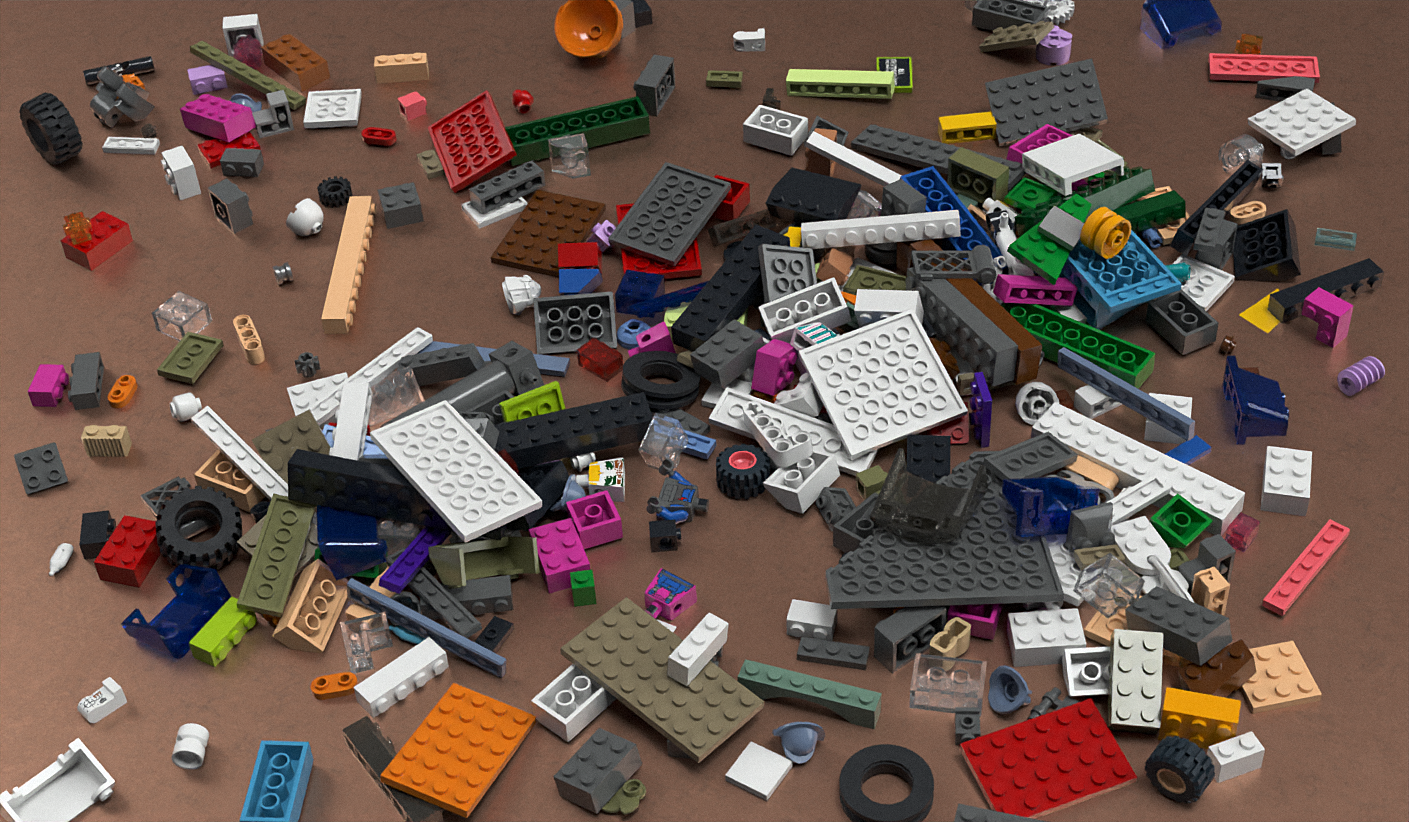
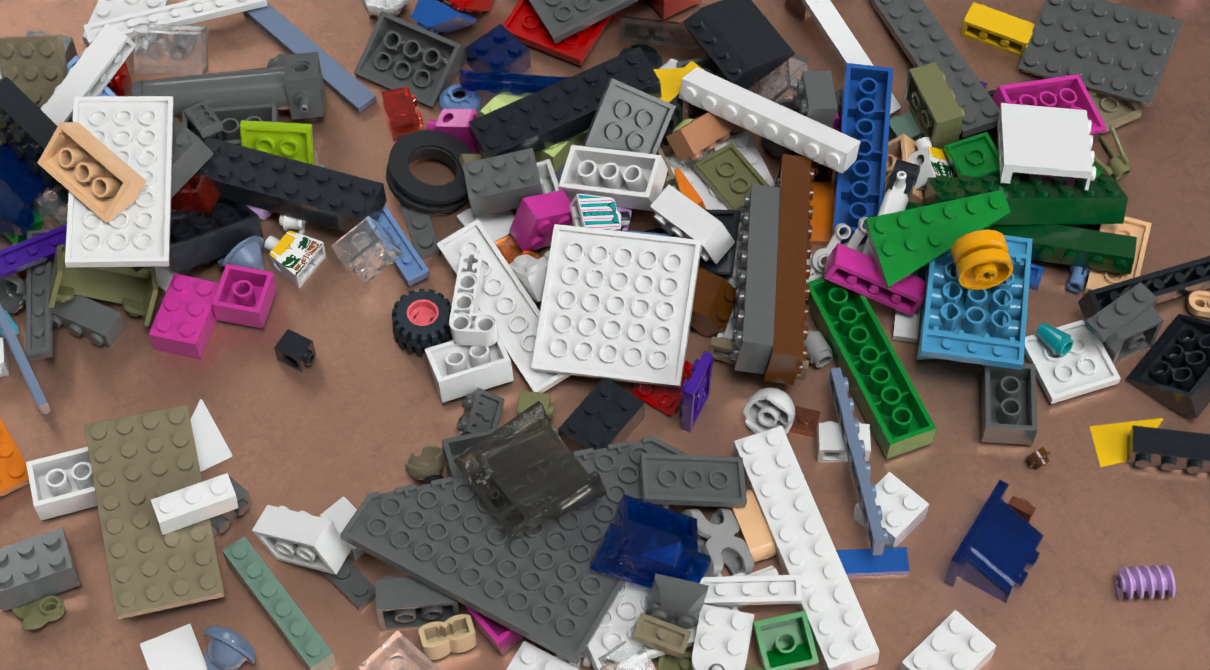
camera: 30 degrees right, 15 degrees up
(433, 467) = (91, 171): none -> light nougat slope
(443, 364) = (243, 40): dark grey brick -> none
(495, 634) = (65, 368): black plate -> none
(583, 588) = (178, 365): green brick -> none
(669, 595) = (244, 420): torso -> none
(677, 497) = (338, 318): torso -> none
(792, 635) = (301, 539): none -> white brick
(829, 552) = (427, 464): none -> dark tan hair
(978, 262) = (826, 226): dark grey piece -> none
(1061, 228) = (941, 225): light grey slope -> none
(1331, 314) = (1172, 490): dark pink brick -> none

